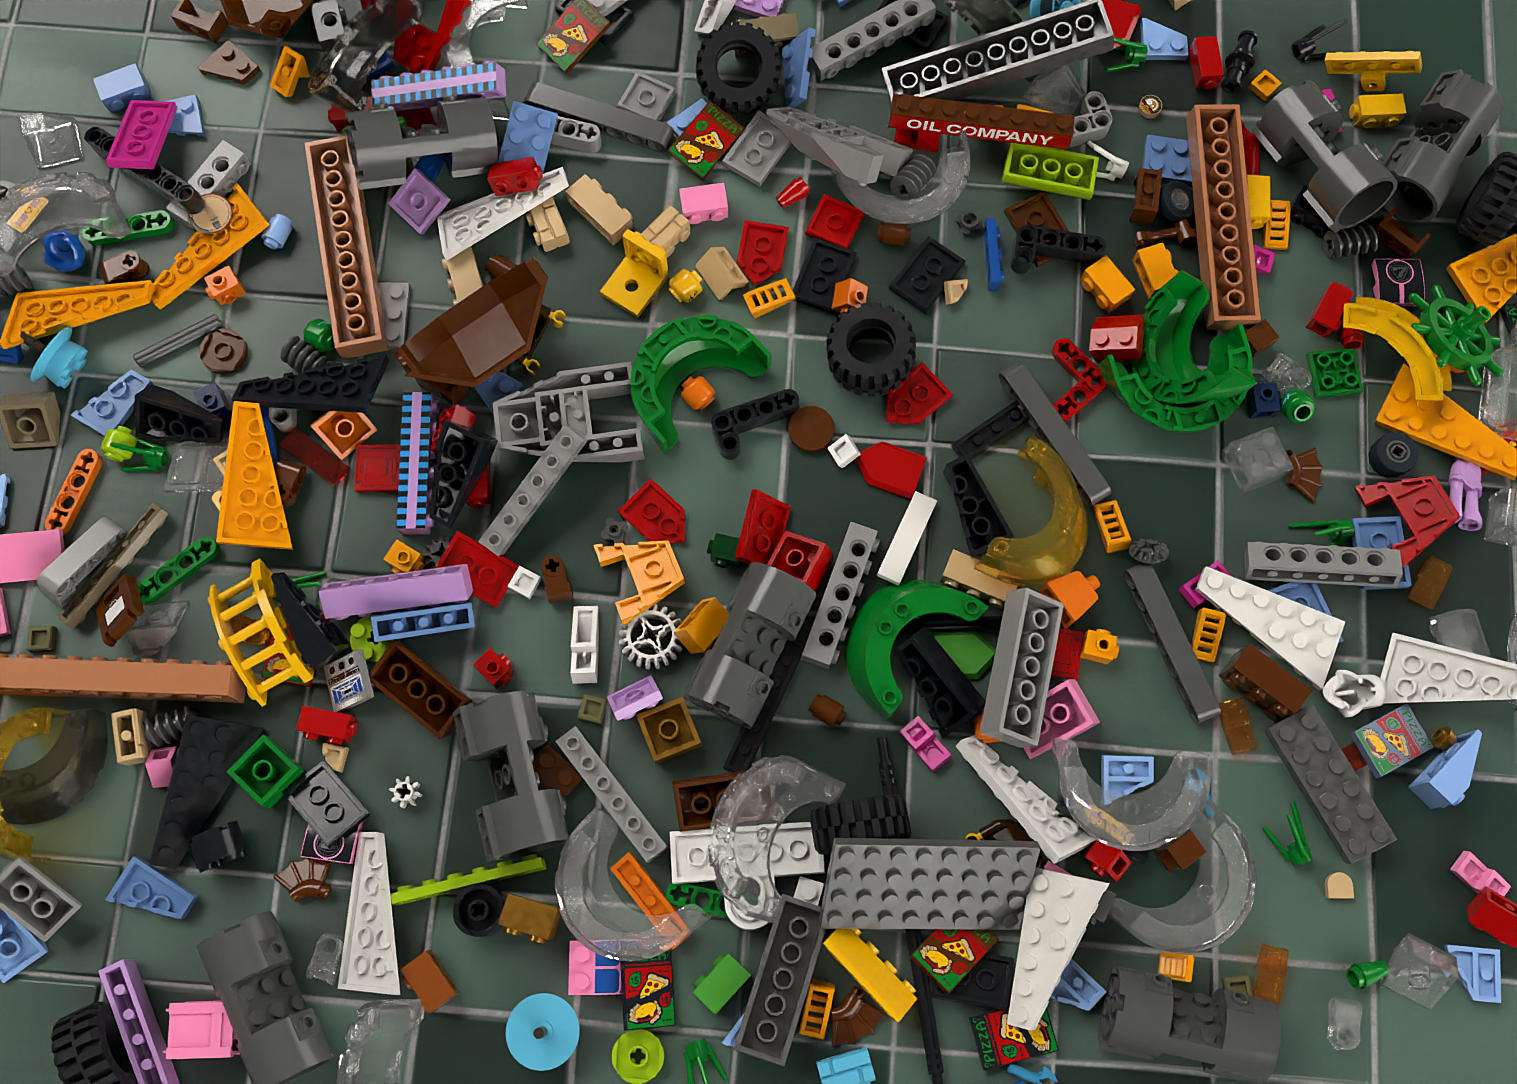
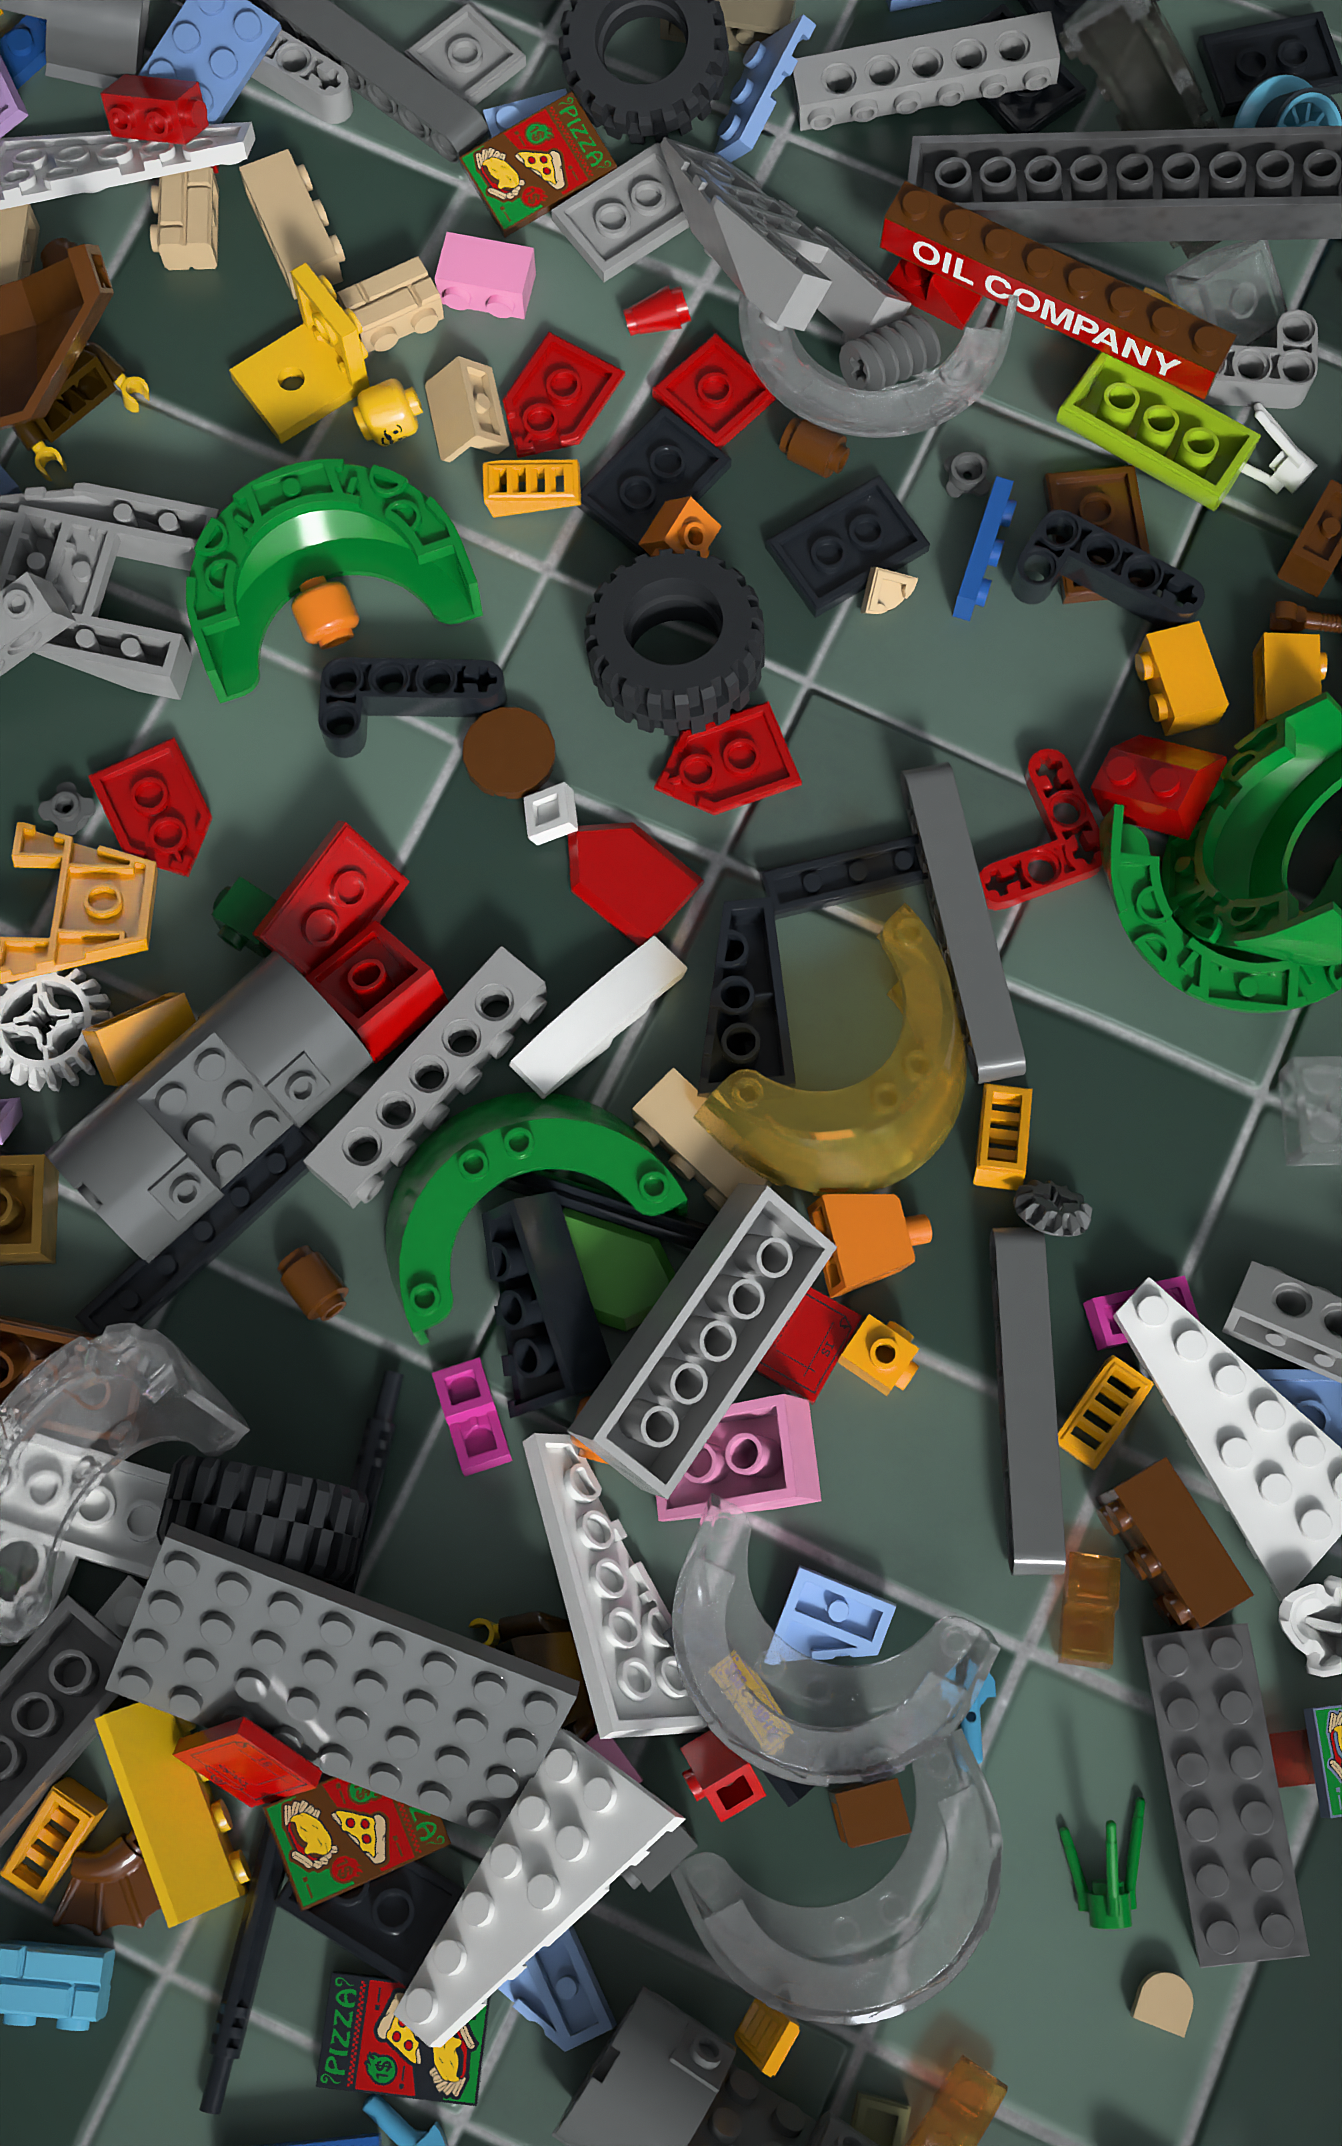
camera: 20 degrees right, 0 degrees up
(897, 937) = (247, 1762): none -> red tile

